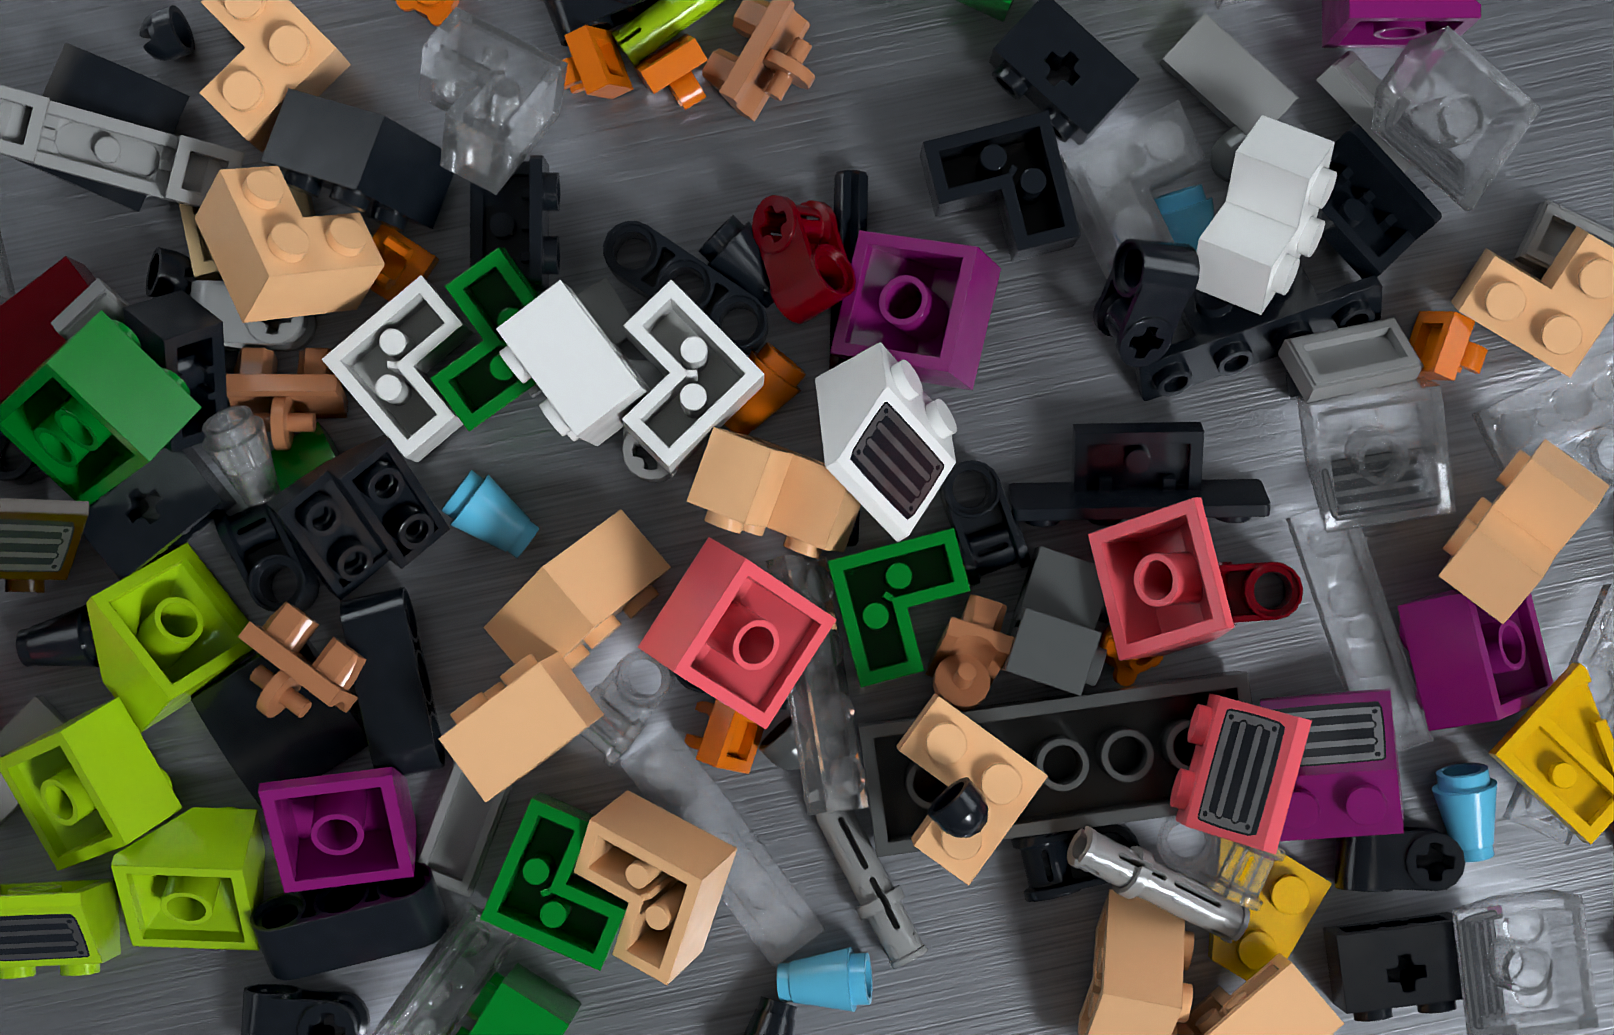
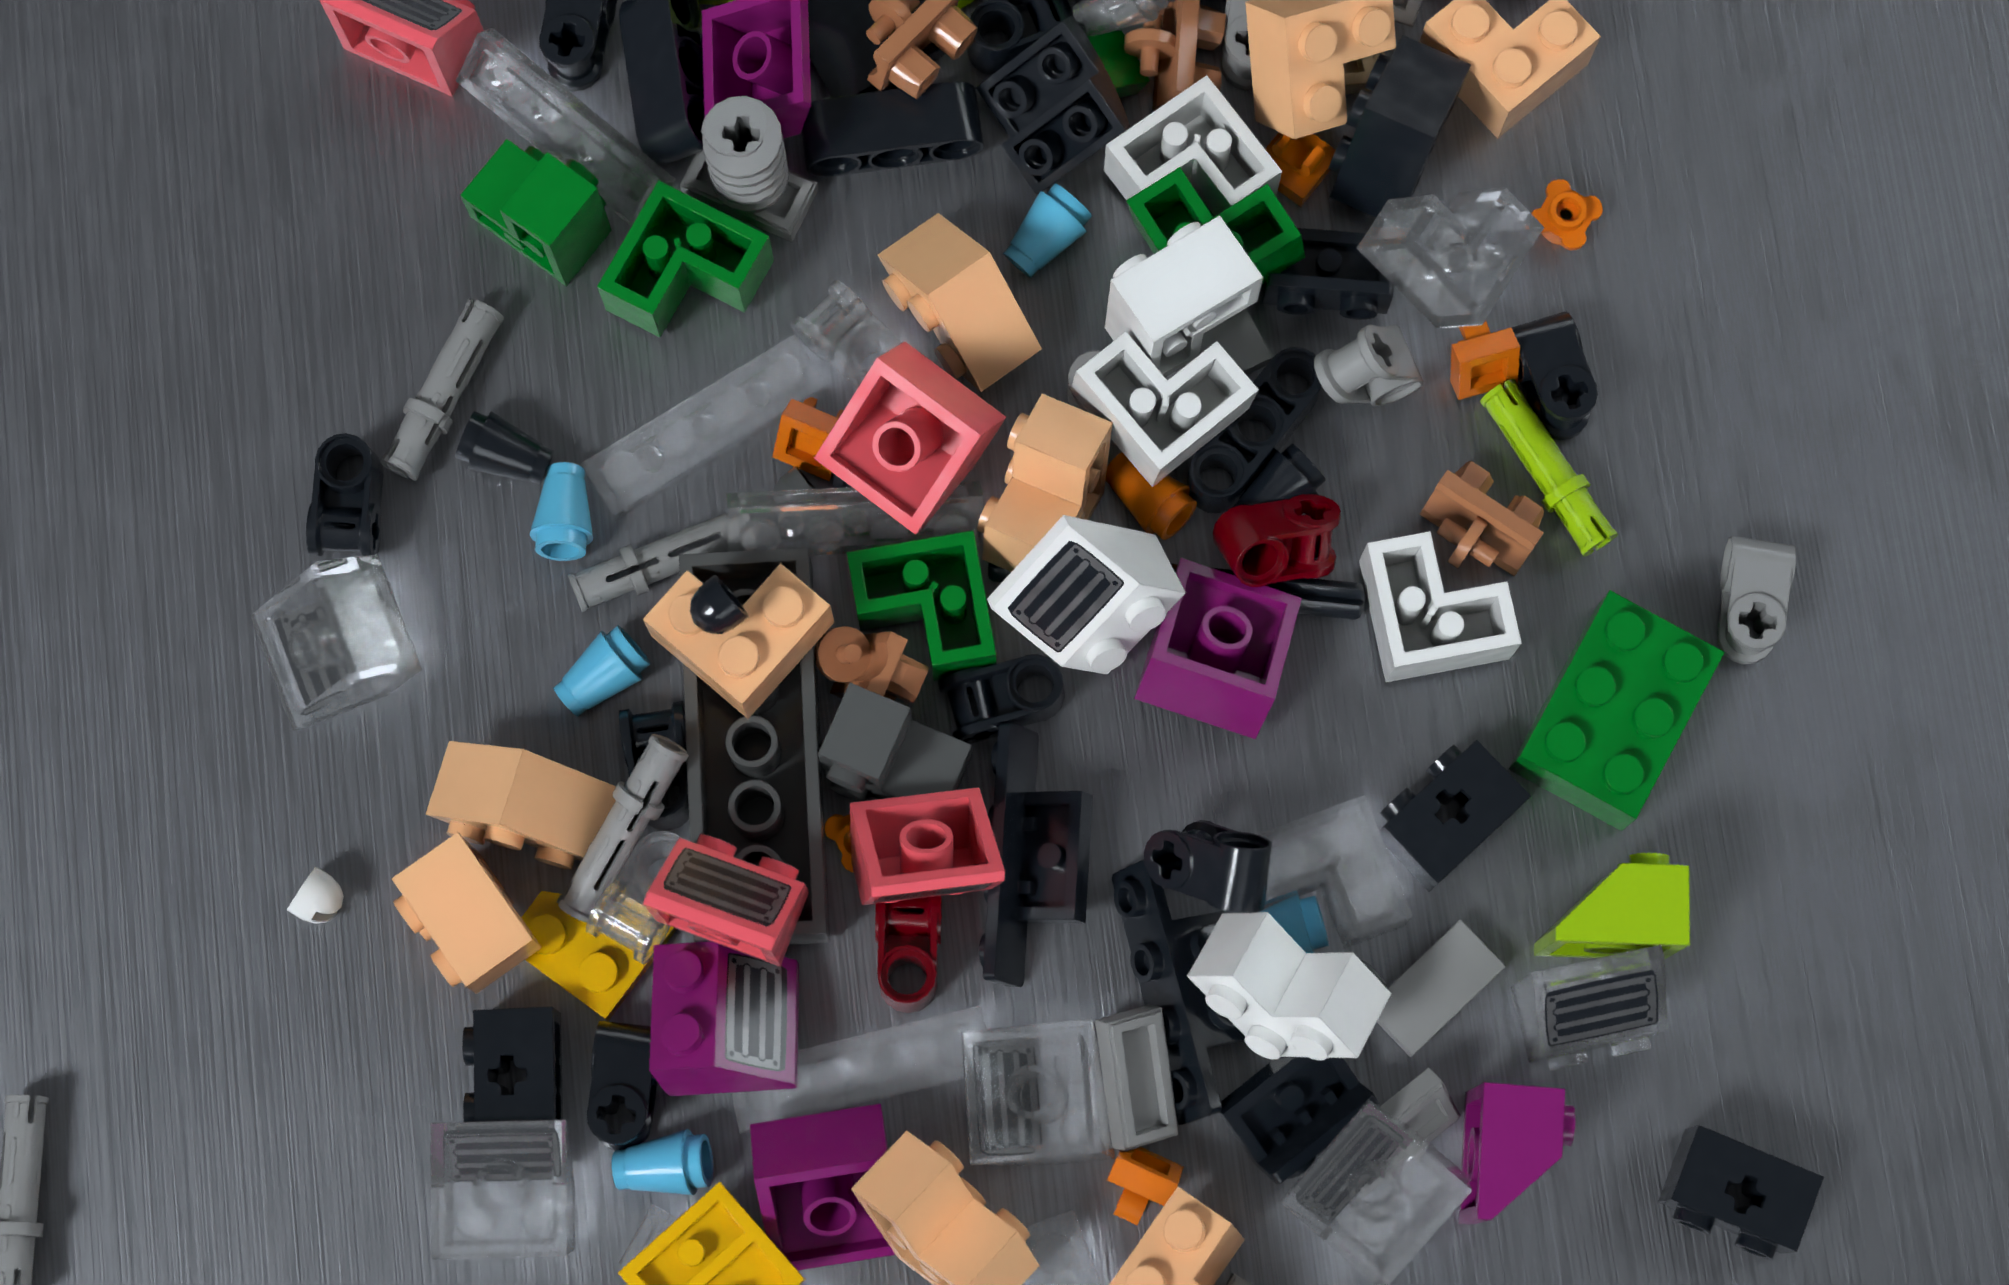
camera: 90 degrees right, 10 degrees down
(430, 850) = (745, 154): none -> light grey piece
(520, 725) = (838, 228): light nougat brick -> none
(615, 178) = (1370, 369): none -> light grey piece
(665, 873) = (679, 360): light nougat brick -> none
(673, 68) = (1474, 435): orange tile -> none
(880, 109) = (1423, 627): none -> white brick
(986, 922) = (602, 671): none -> medium azure cone
(1017, 169) = (1353, 753): black brick -> none

